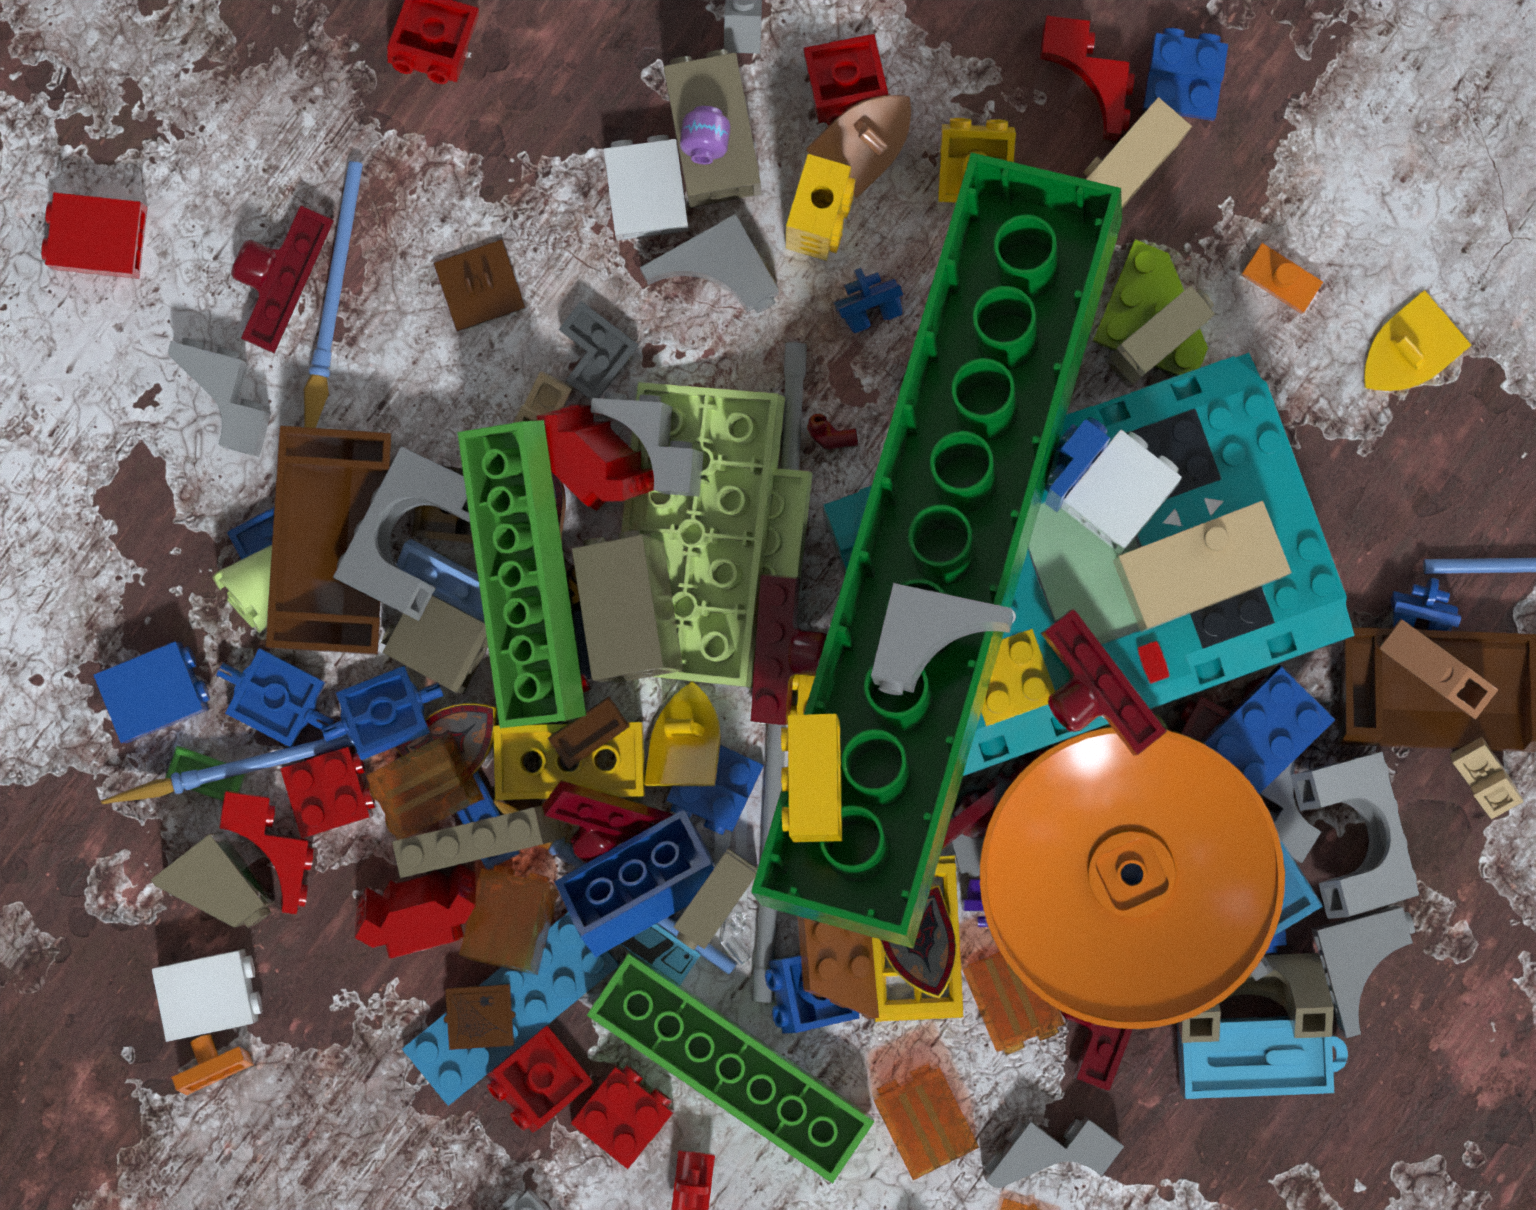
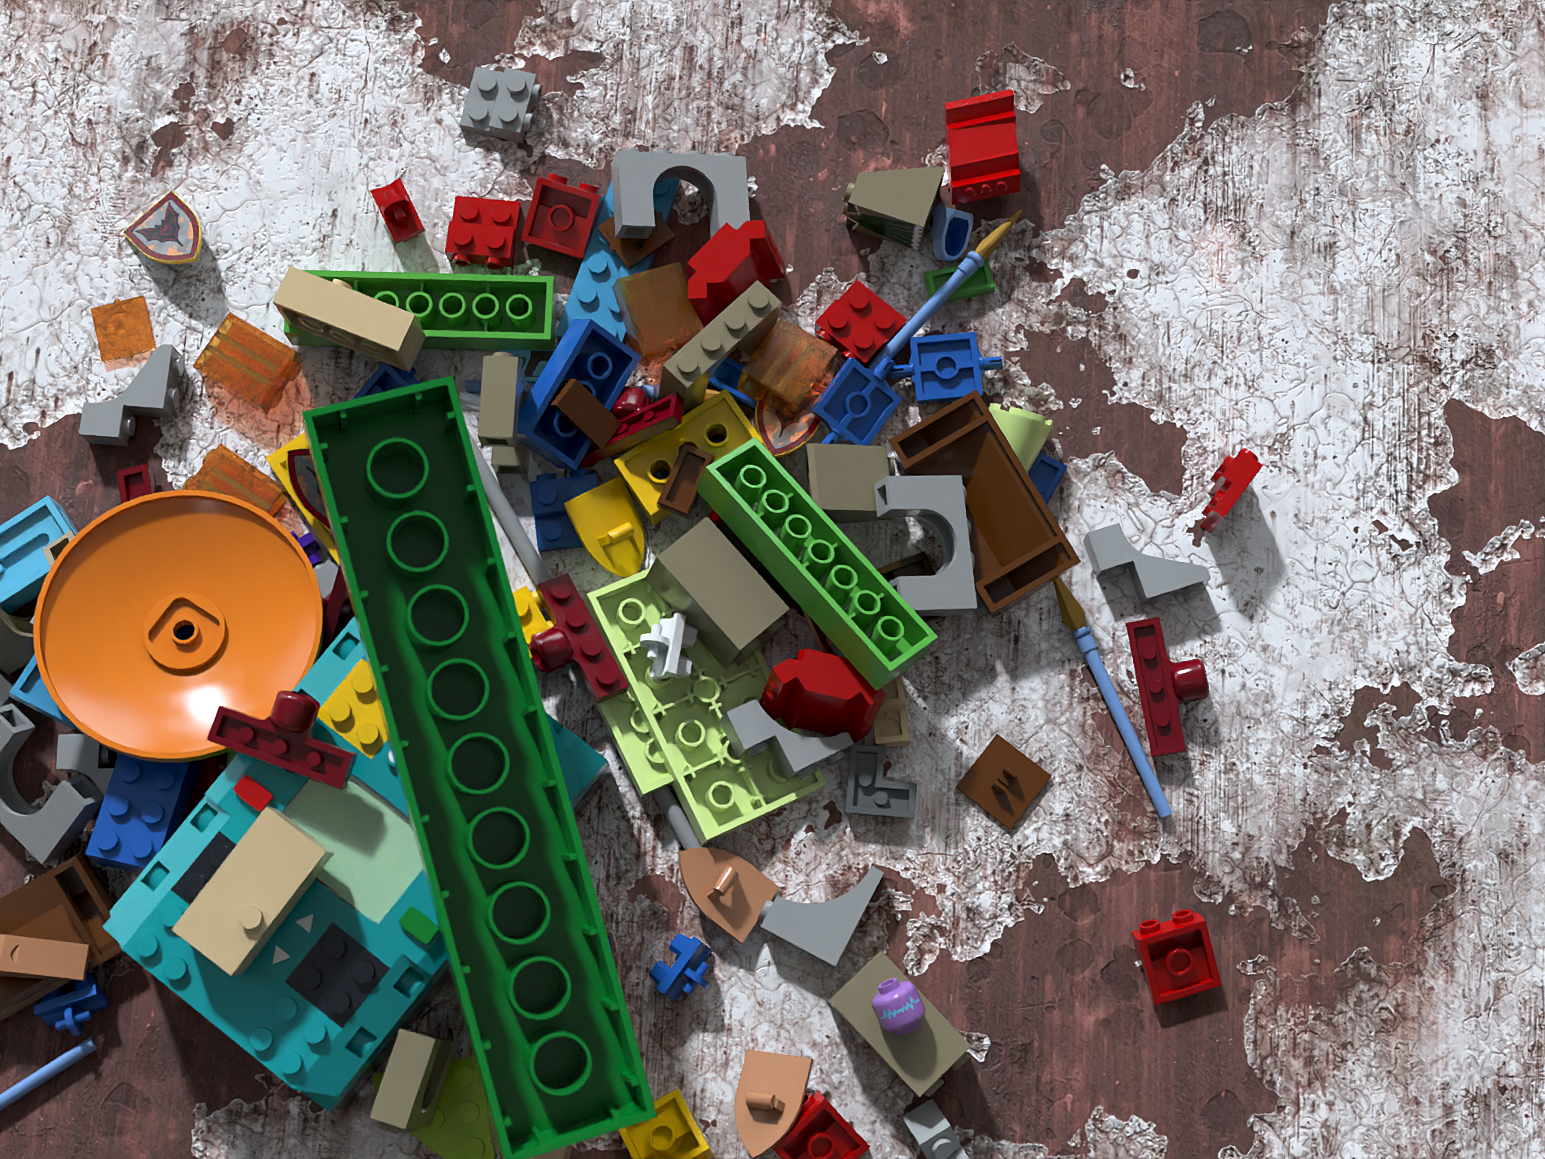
camera: 145 degrees right, 10 degrees down
(88, 414) = (1230, 482): none -> red plate
(94, 235) = (1326, 625): red brick -> none
(98, 887) = (981, 147): none -> red slope
(152, 691) = (1040, 314): blue brick -> none
(181, 827) = (950, 232): none -> light blue rock
(207, 994) = (850, 127): white brick -> none
(210, 1065) = (814, 81): orange tile -> none
(290, 856) = (906, 265): red arch -> none
(366, 1020) = (718, 177): none -> light grey arch
(452, 581) = (883, 533): light blue plate -> none
(641, 851) = (586, 413): none -> reddish brown tile
(645, 188) = (923, 943): white brick -> none
(703, 589) = (665, 647): none -> white hips
(787, 344) = (725, 888): none -> nougat shield
(804, 1084) = (349, 318): none -> tan brick
(812, 778) = (456, 490): yellow brick -> none
(820, 208) = (769, 986): yellow brick -> none
(827, 436) = (647, 837): dark red arm -> none
(921, 625) = (445, 668): light grey arch -> none
(1078, 451) = (410, 920): blue plate -> none
(1122, 490) = (358, 913): white brick -> none

